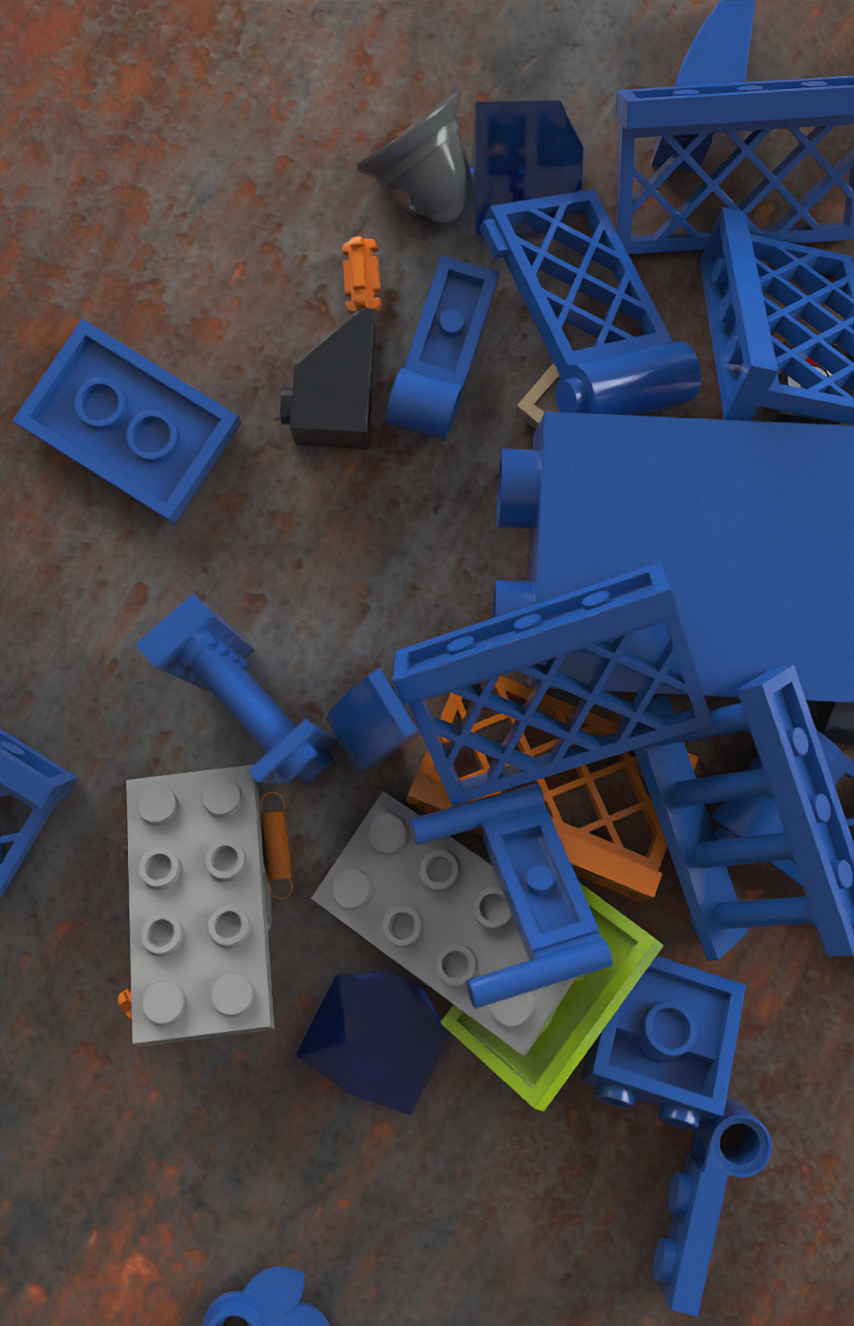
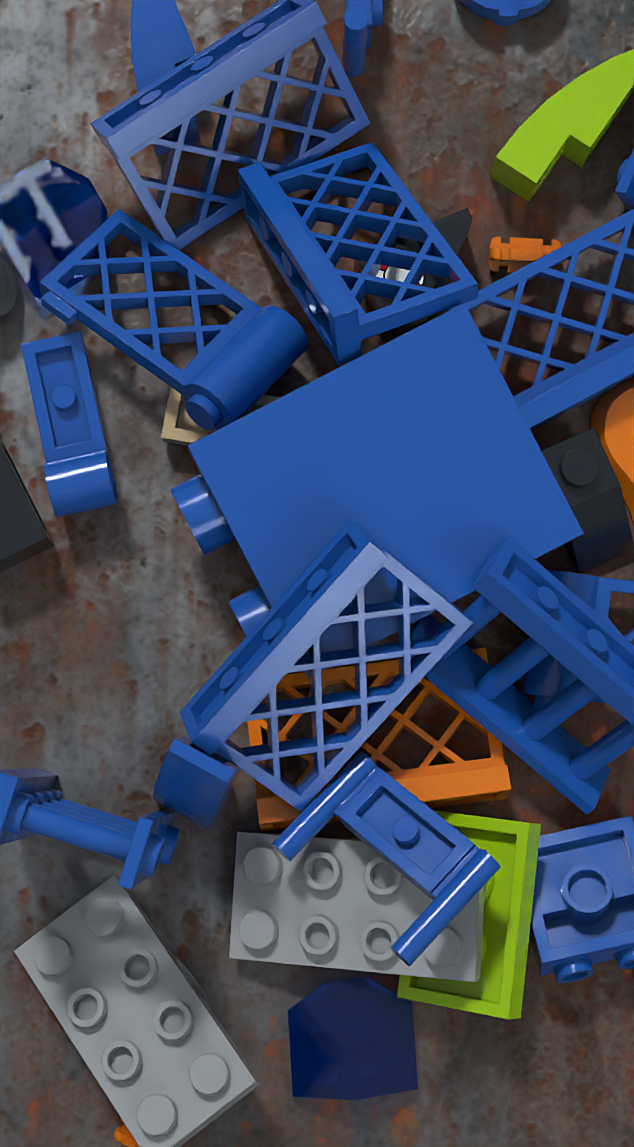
camera: 30 degrees left, 0 degrees up
(276, 845) = (173, 930): orange piece -> none

